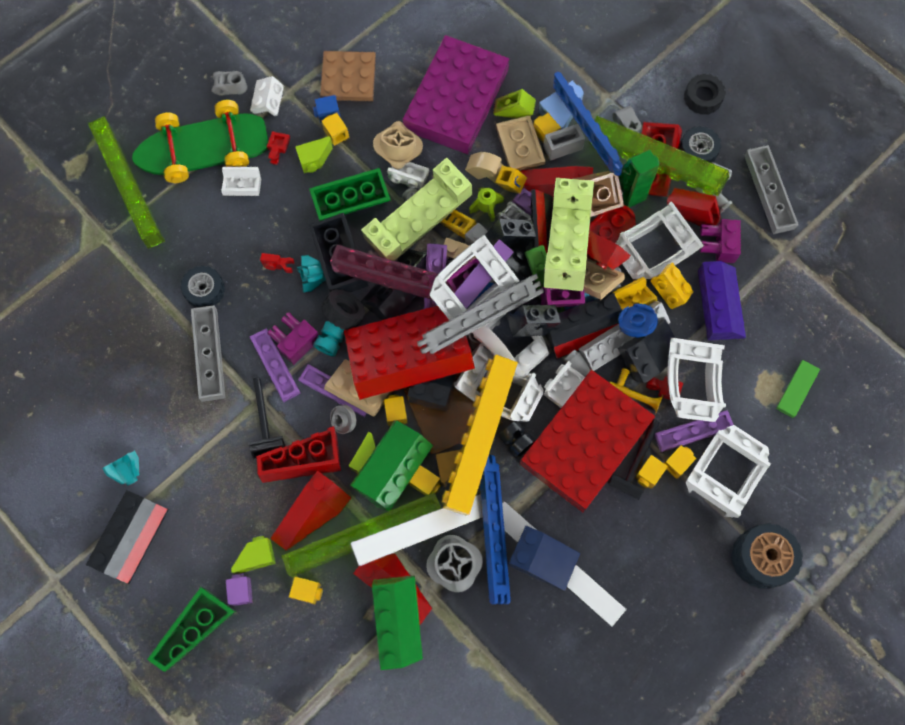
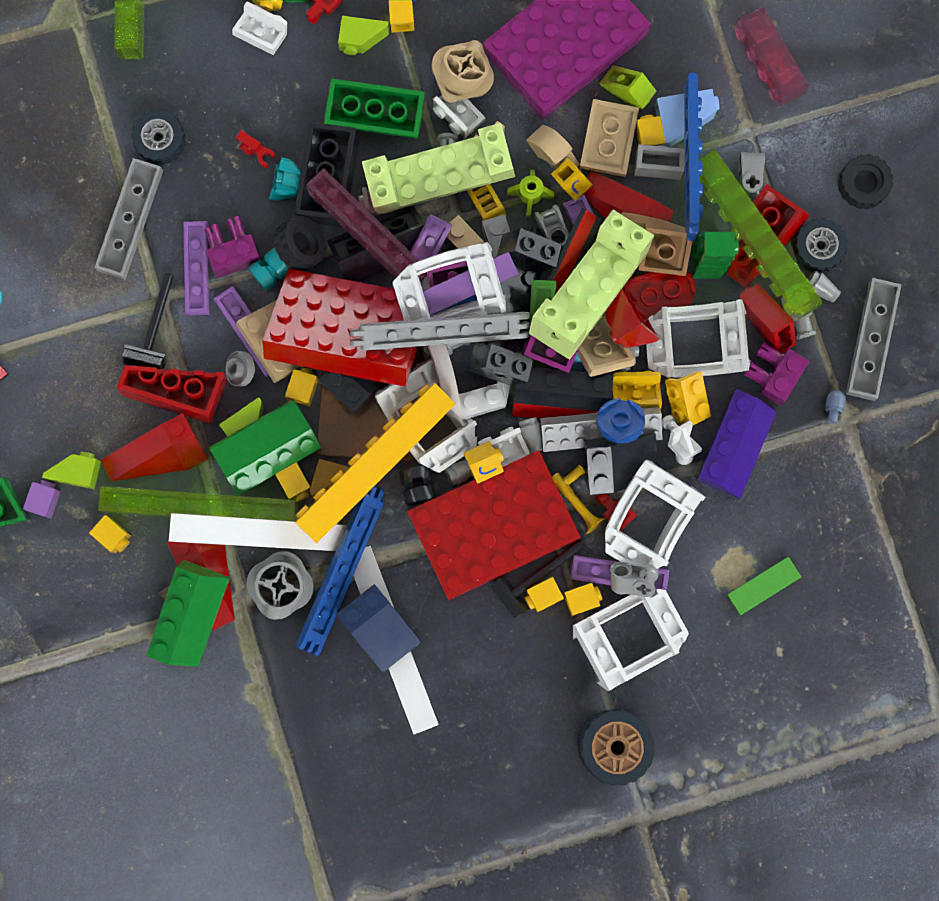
camera: 25 degrees right, 10 degrees up
(543, 413) = (458, 473): none -> light grey cone
(557, 396) = (484, 461): none -> yellow brick
(598, 46) = (771, 57): none -> clear pink brick
(685, 316) = (680, 440): none -> white piece
(707, 427) = (631, 579): none -> light grey piece
(771, 244) = (835, 405): none -> sand blue cylinder

